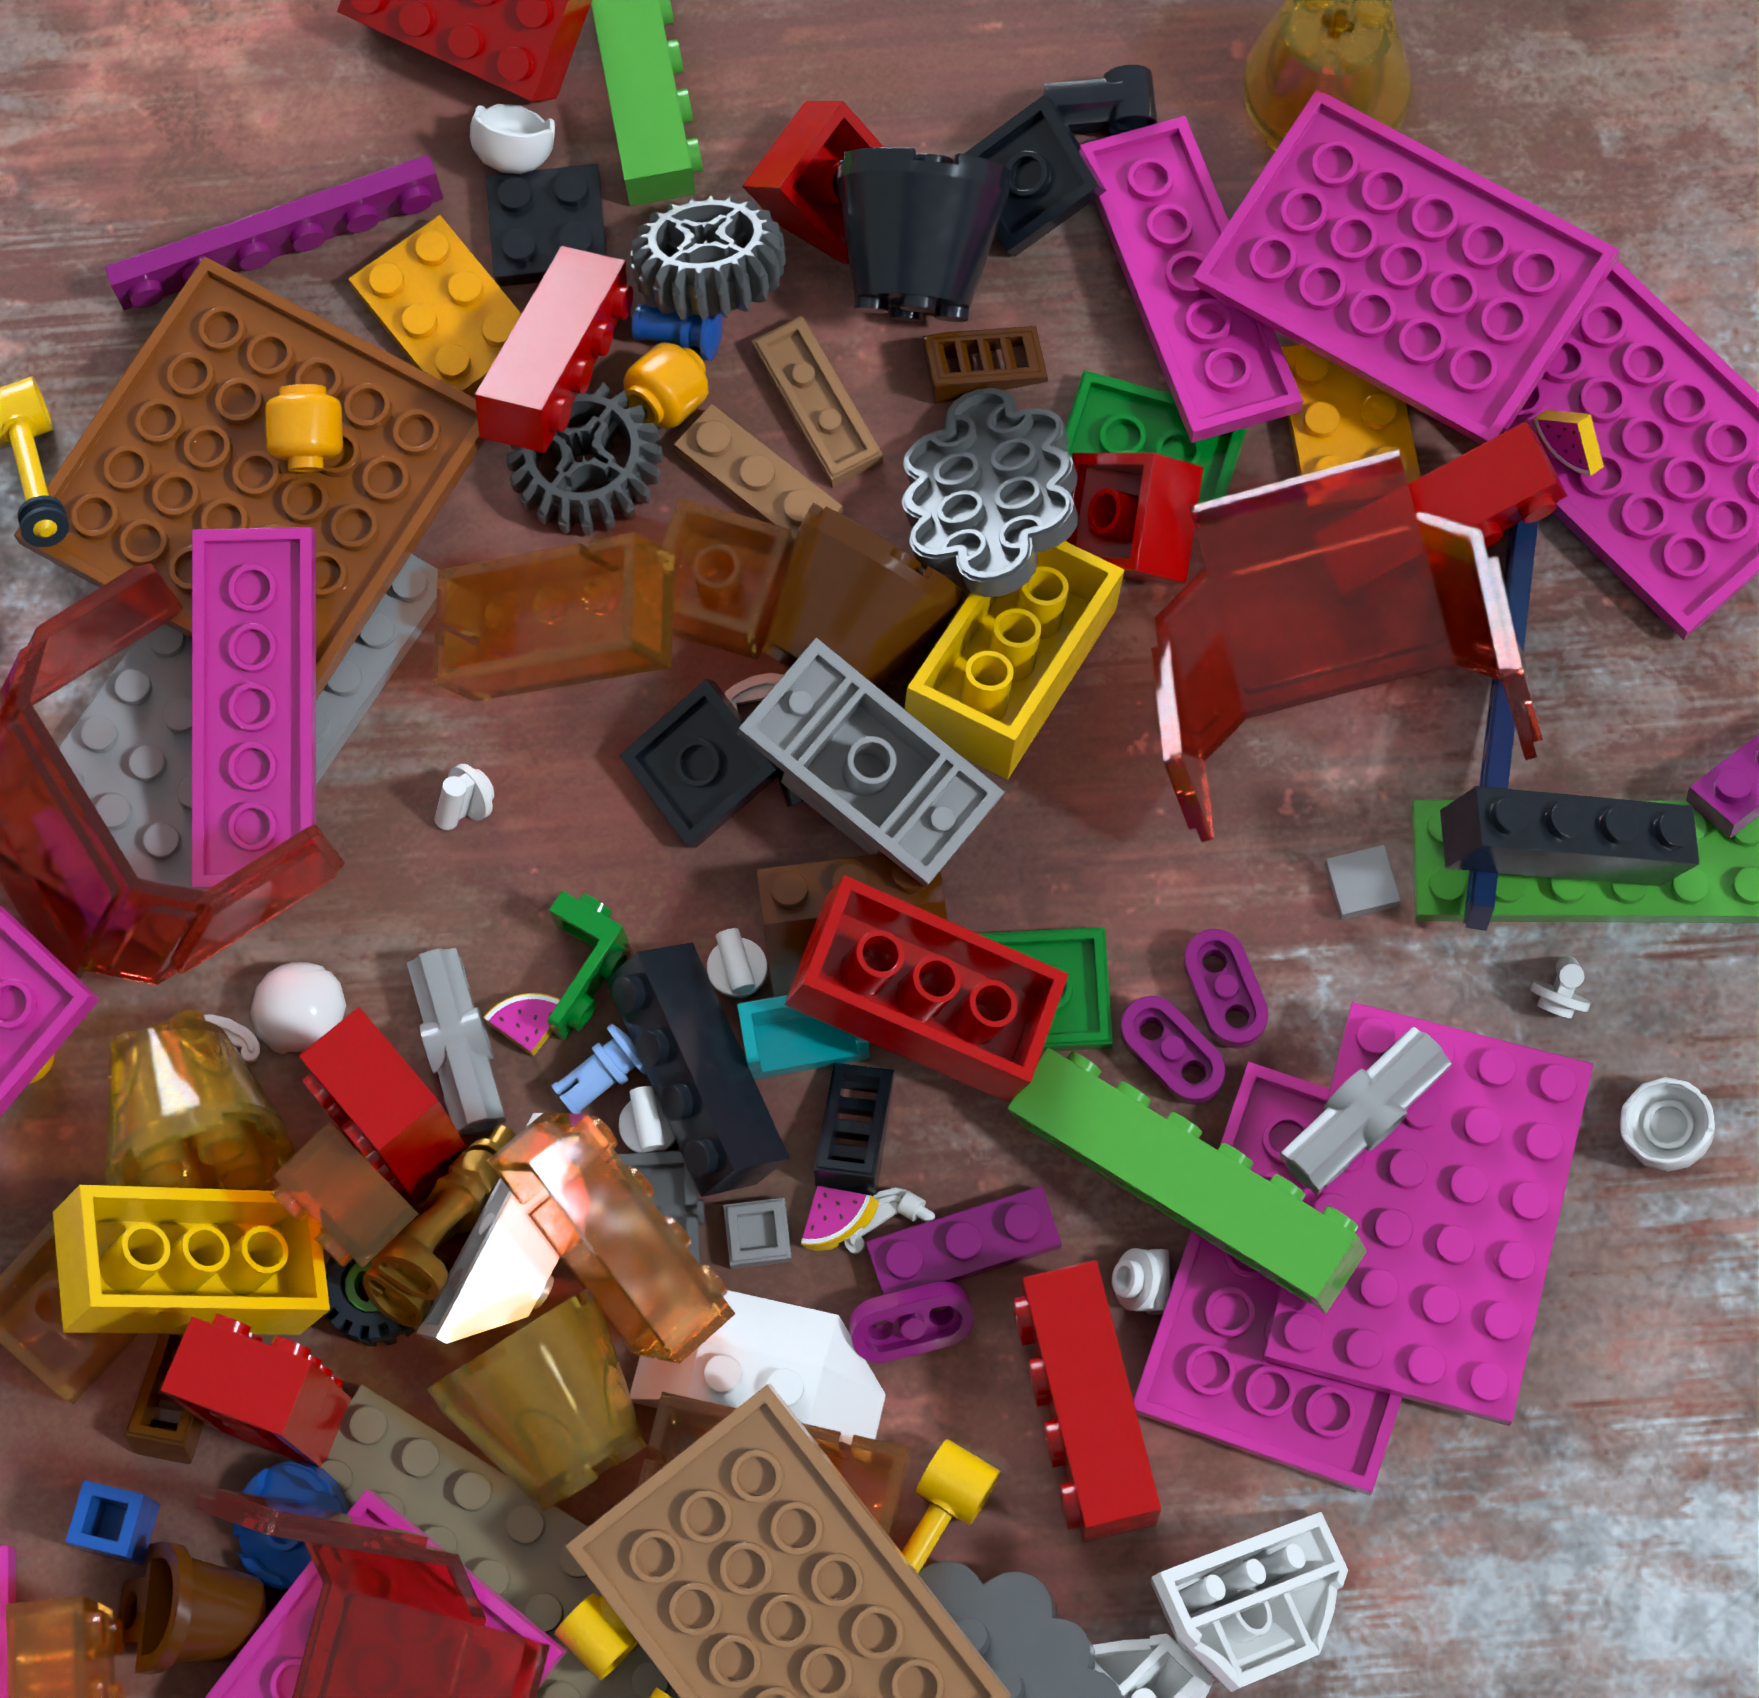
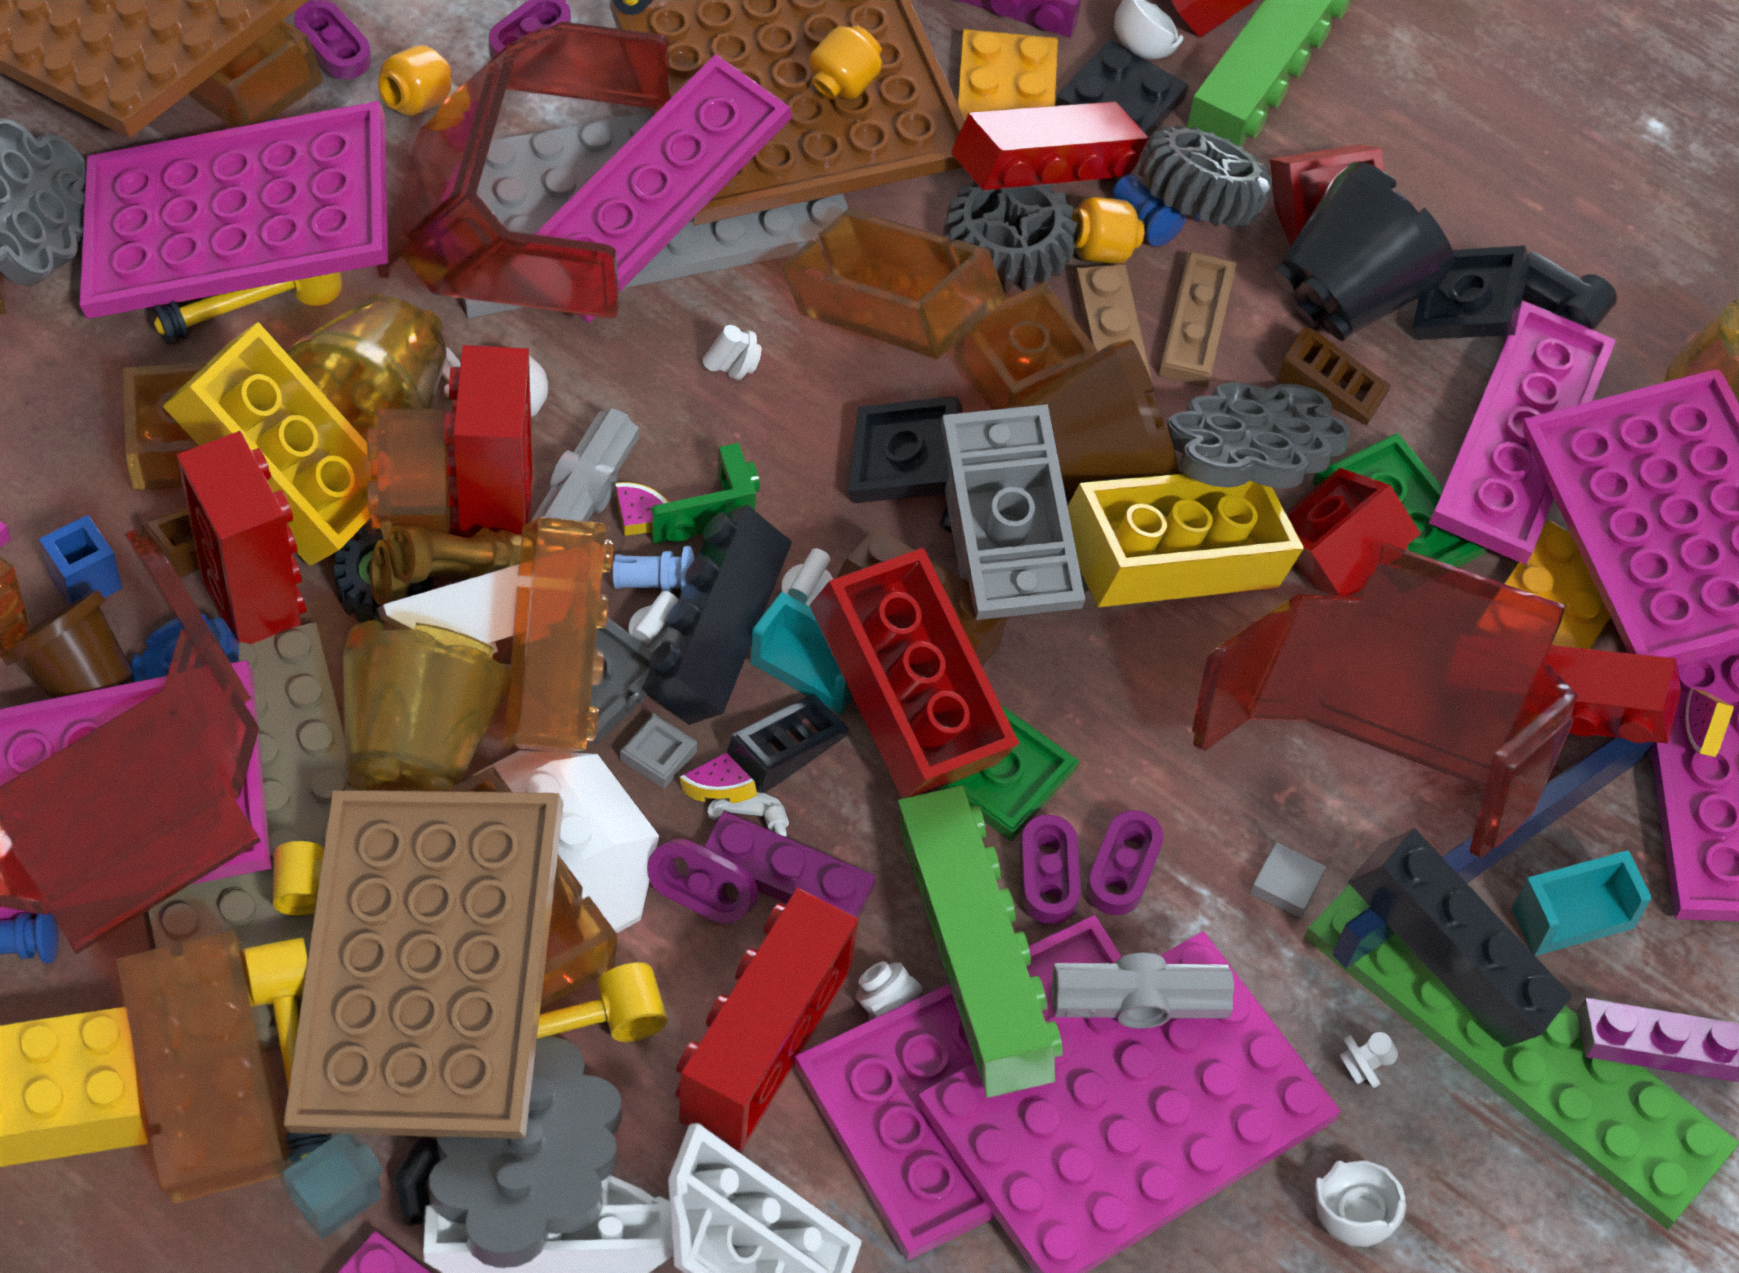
camera: 30 degrees right, 15 degrees down
(1608, 697) = (1581, 903): none -> teal panel

